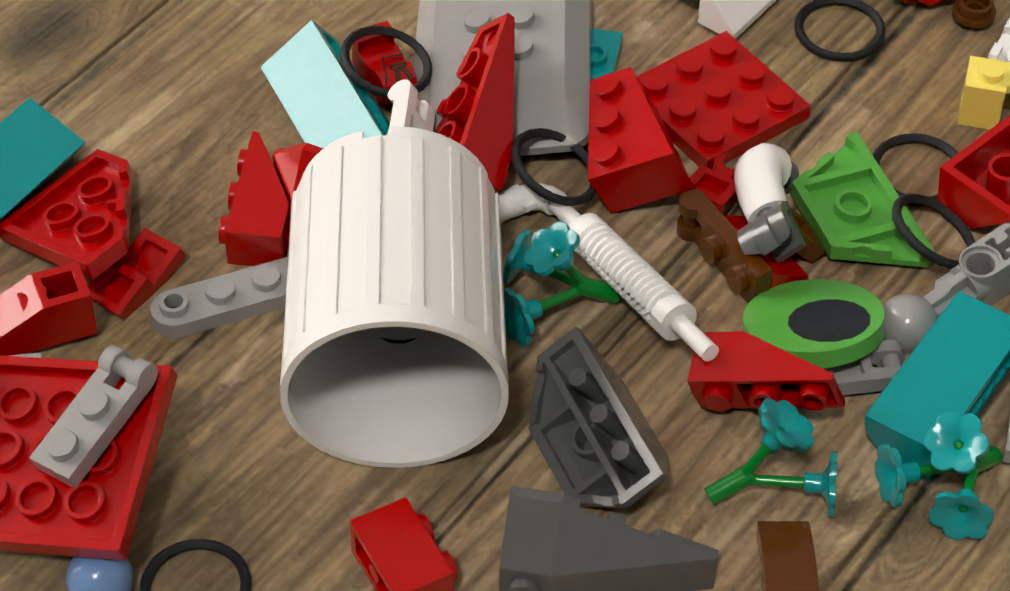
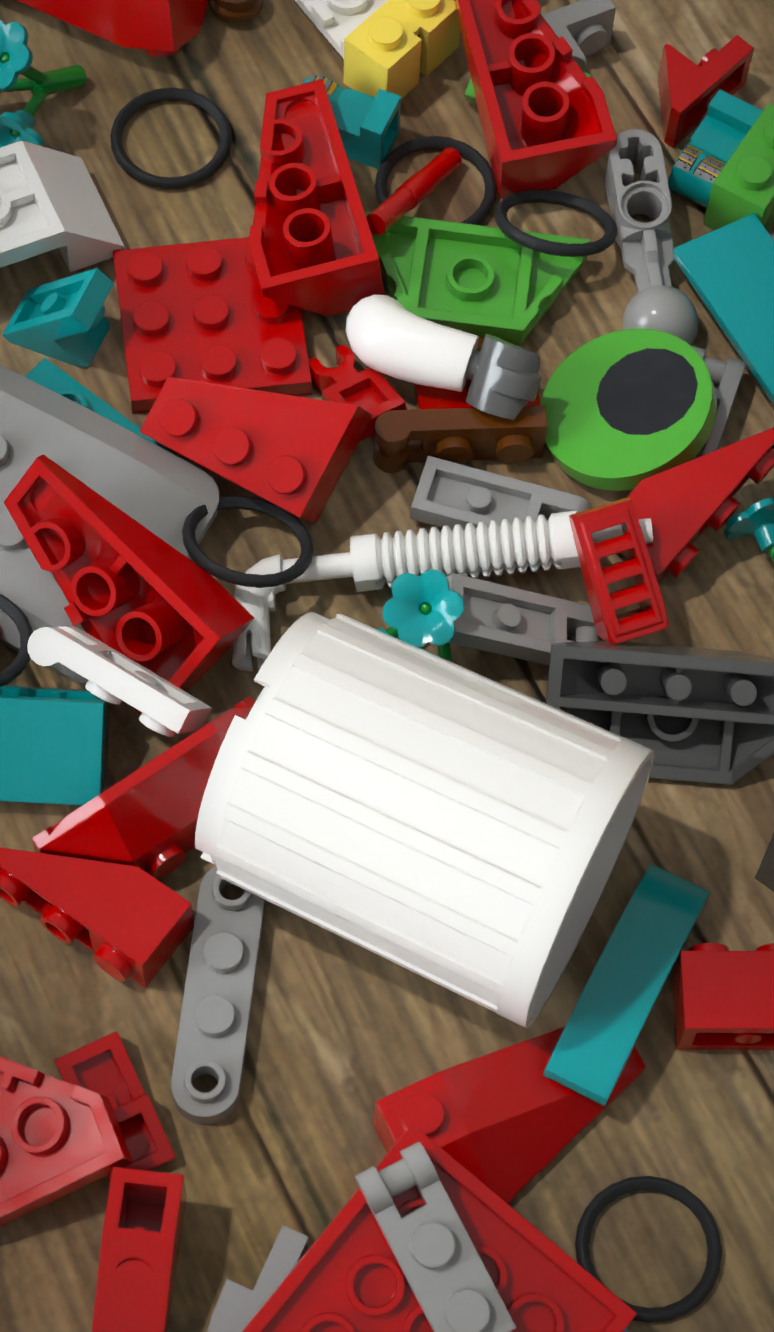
camera: 65 degrees left, 15 degrees up
(235, 459) = (498, 1112): none -> red wedge
(376, 478) = (625, 984): none -> teal slope
(591, 308) = (517, 620): none -> light grey plate
(639, 349) = (646, 591): none -> red slope
(656, 32) = (63, 318): none -> teal slope
(683, 268) = (463, 495): none -> light grey plate
(827, 101) = (308, 216): none -> red wedge
(891, 147) = (413, 191): none -> red piece
(923, 92) = (364, 122): none -> teal leg

